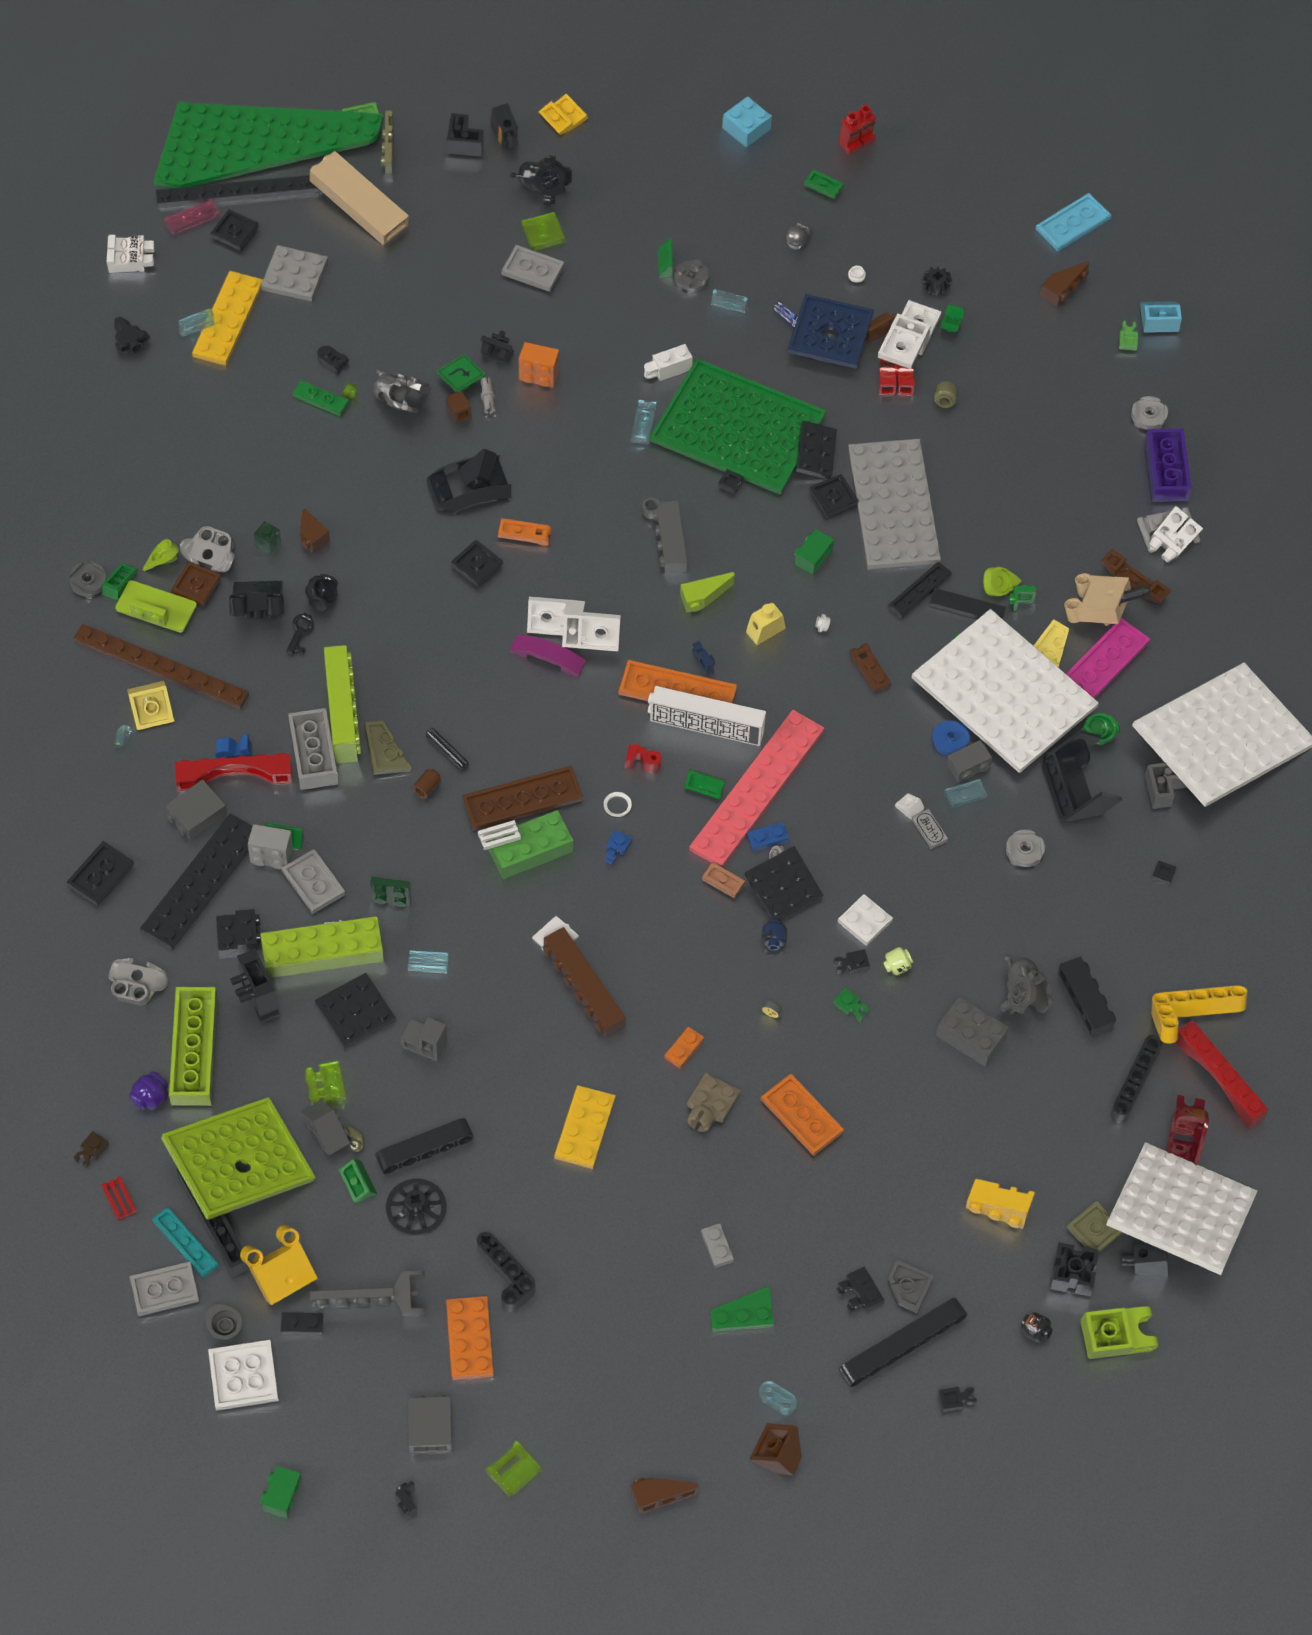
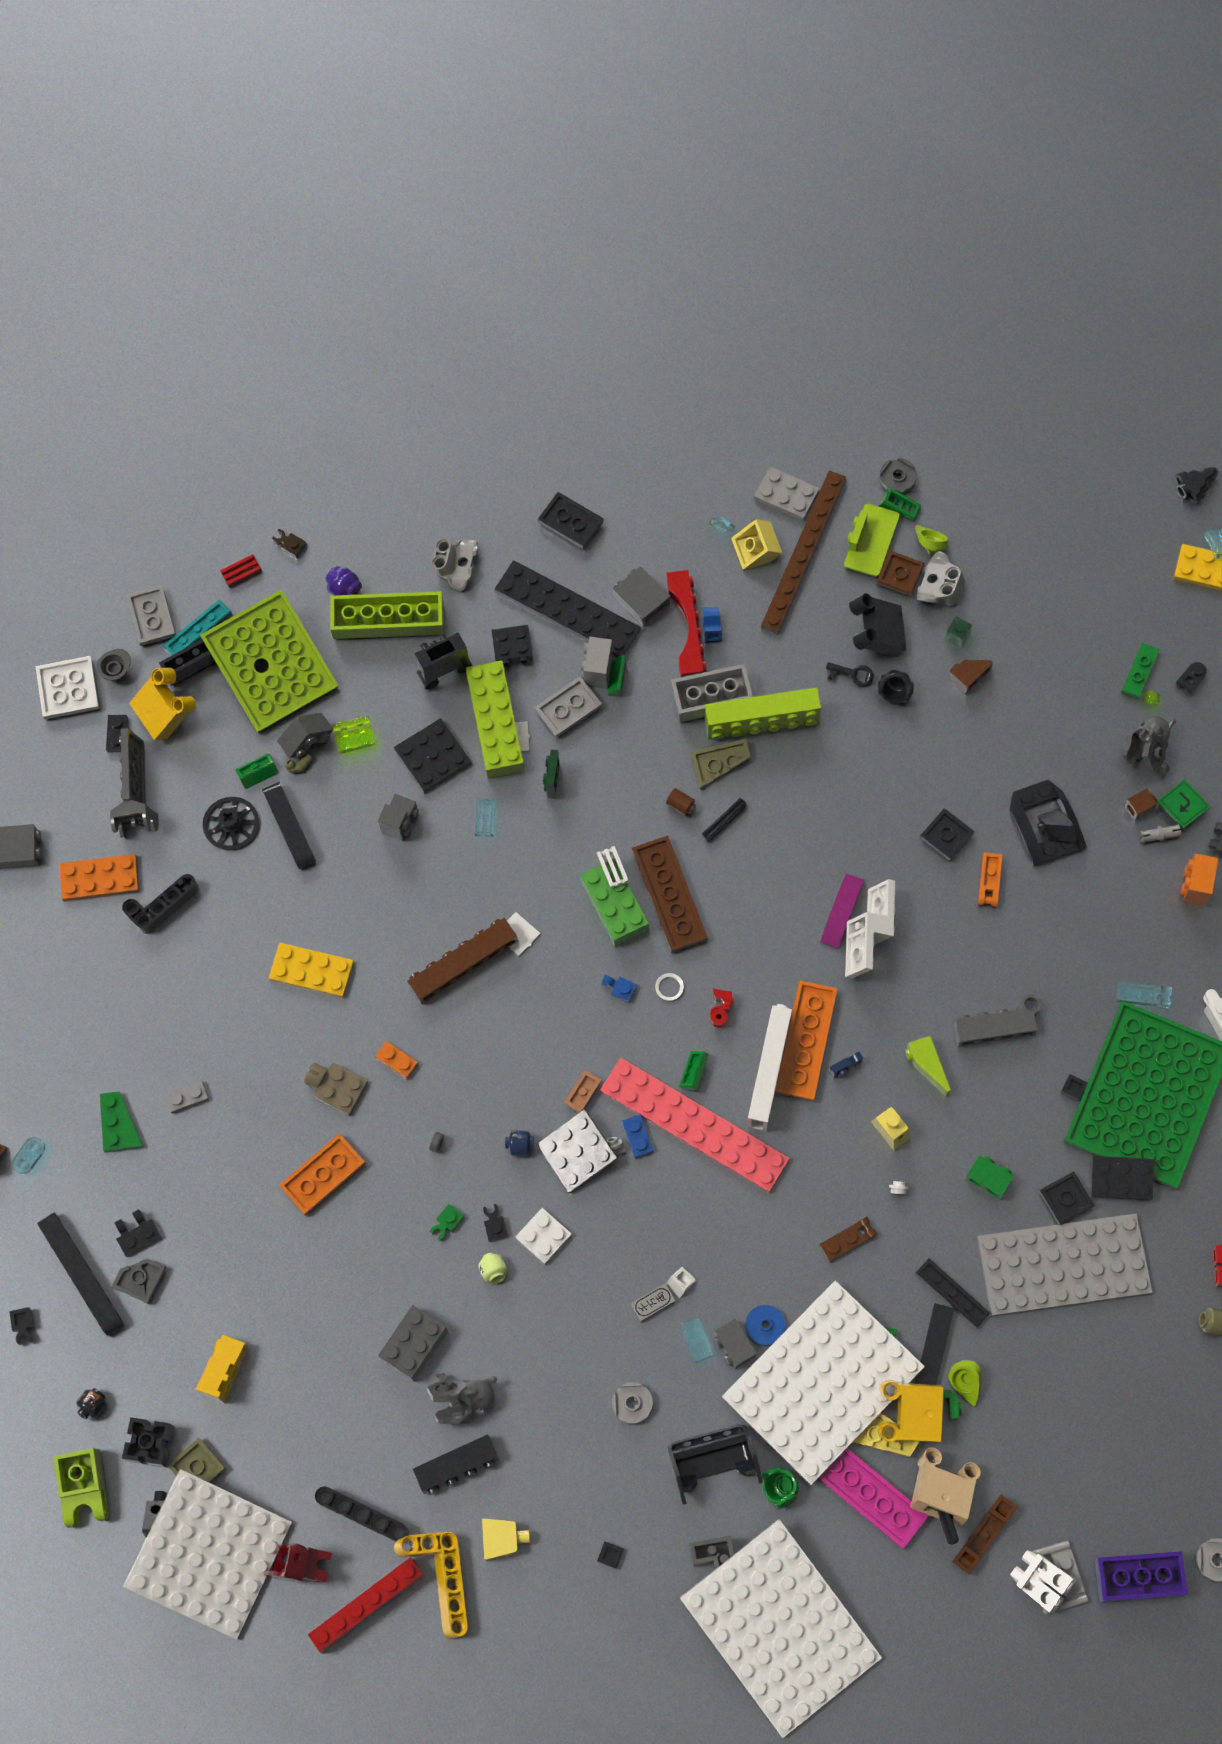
camera: 95 degrees right, 10 degrees up
(93, 678) = (786, 493): none -> light grey plate
(1033, 613) = (918, 1412): none -> yellow piece
(1154, 959) = (502, 1538): none -> light yellow torso

